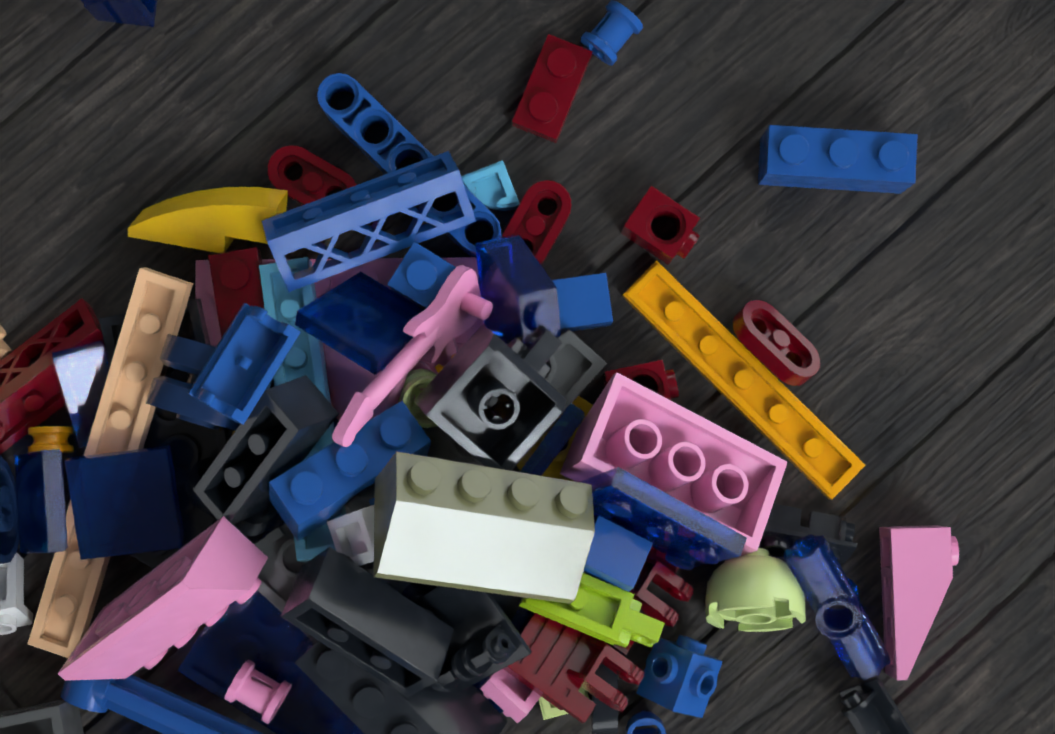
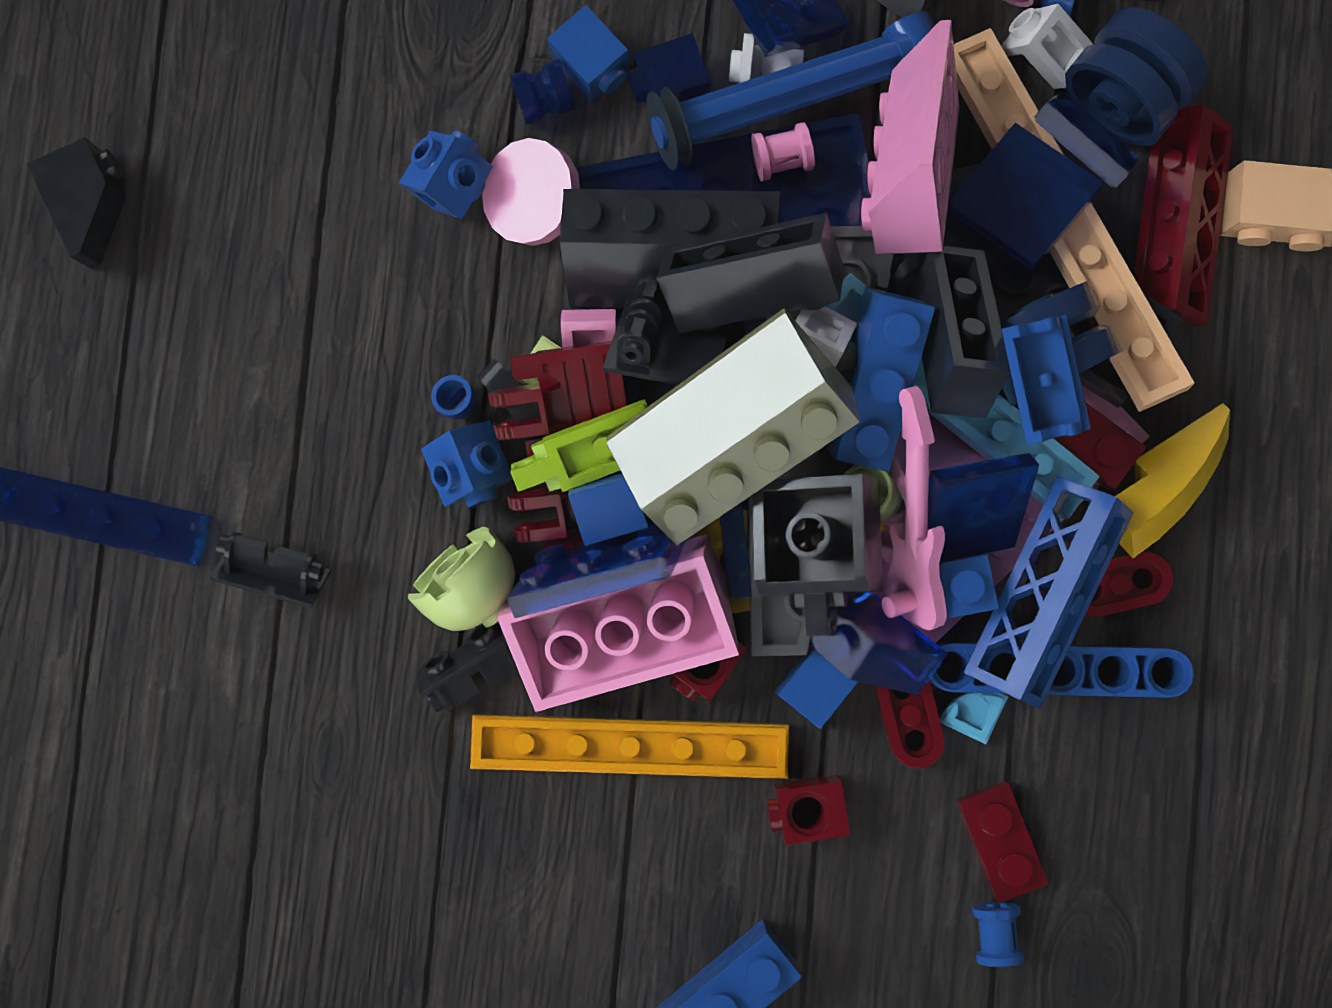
camera: 140 degrees right, 0 degrees up
(50, 438) = (1124, 195): light orange bush -> none
(82, 380) = (1151, 260): clear blue tile -> none
(776, 343) = (630, 800): dark red plate -> none
(827, 585) = (416, 642): clear blue piece -> none
(914, 579) = (346, 707): bright pink slope -> none

